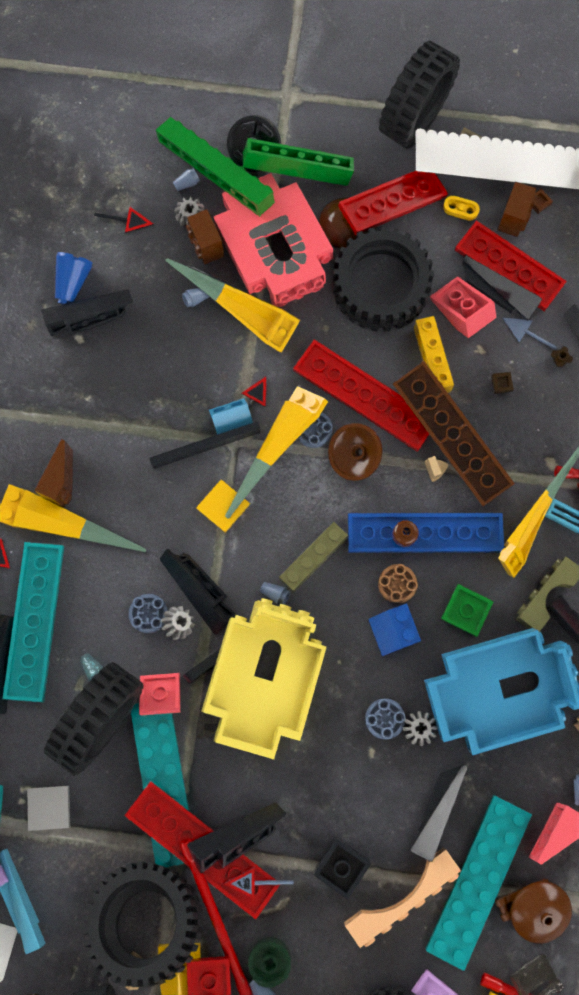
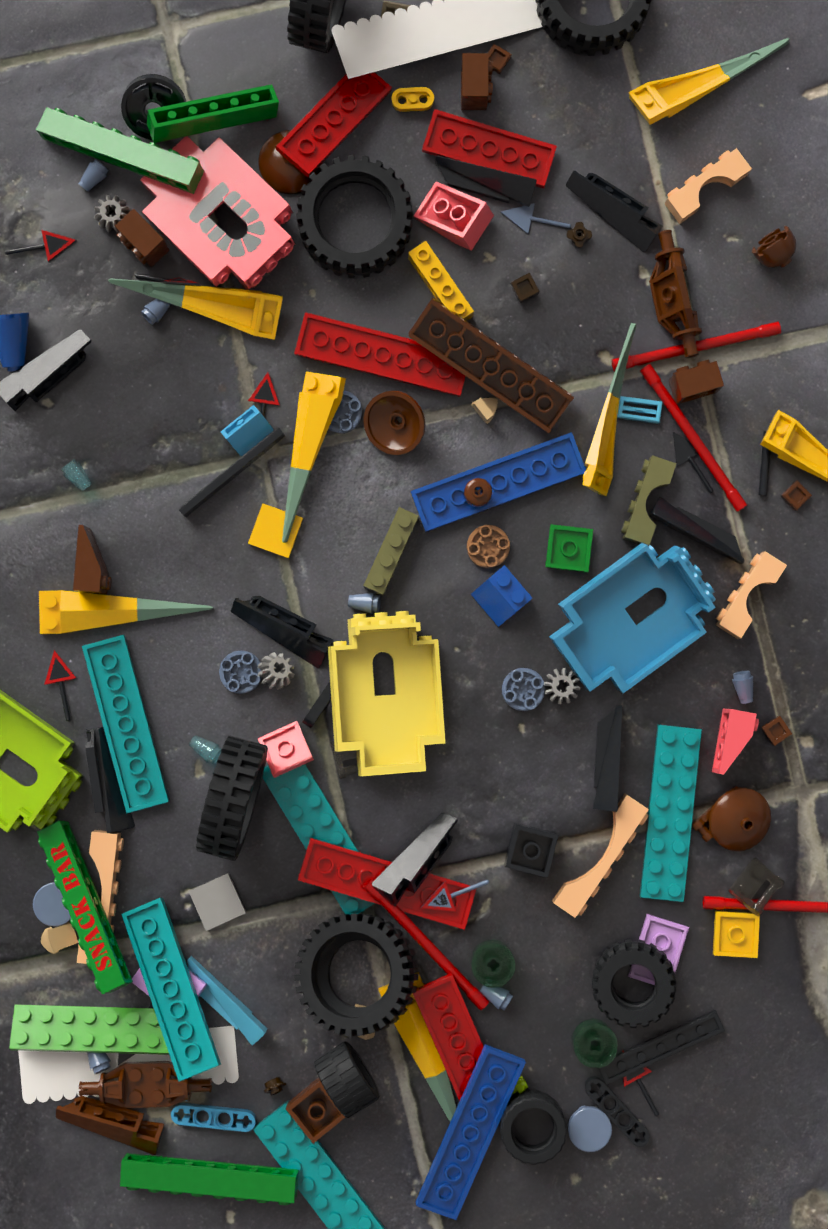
camera: 25 degrees left, 10 degrees up
(78, 402) = (75, 473): none -> clear light blue cone

